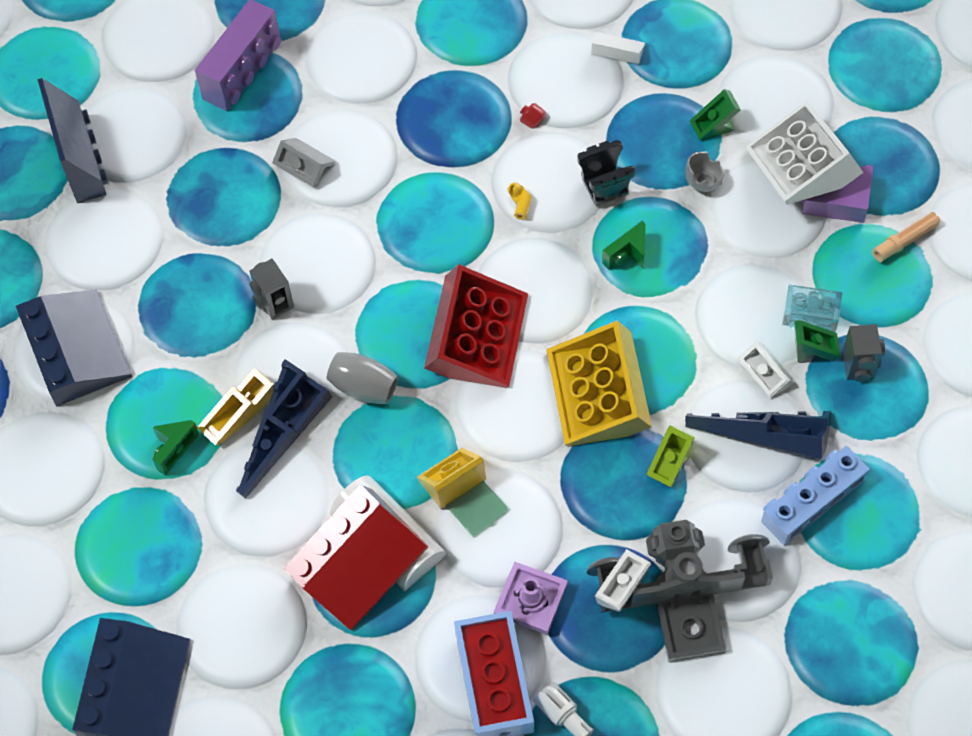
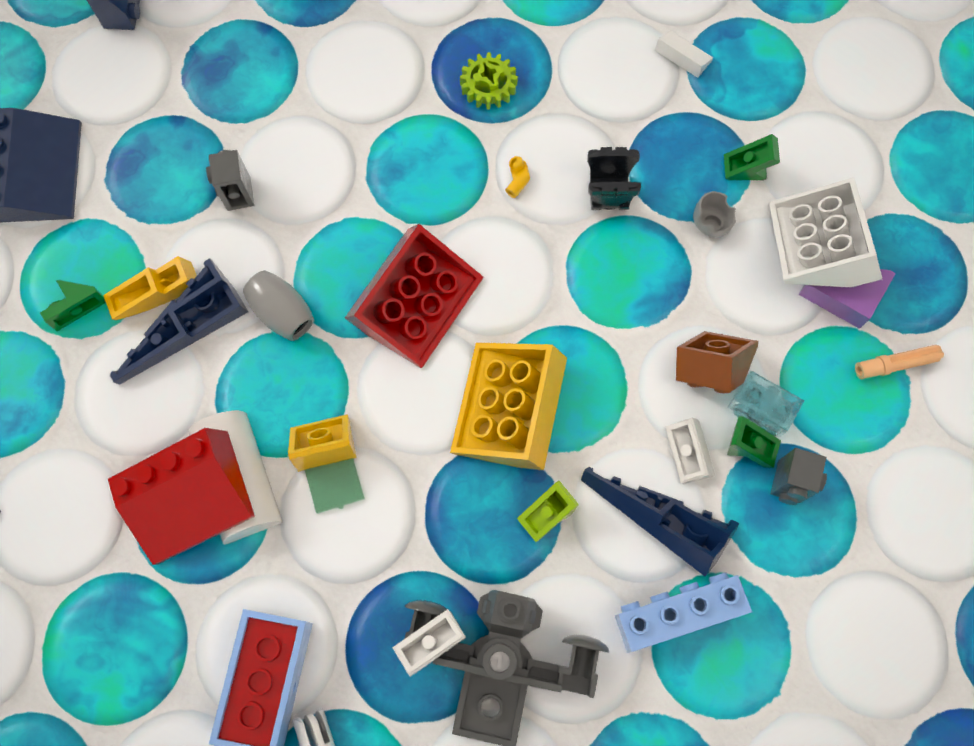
camera: 20 degrees right, 10 degrees up
(302, 160) = (326, 60): light grey panel -> none
(458, 128) = (485, 80): none -> lime gear
(532, 115) = (569, 93): red piece -> none
(534, 588) = (317, 606): lavender plate -> none
(629, 244) = (606, 263): green slope -> none
(756, 288) = (715, 361): none -> dark orange slope

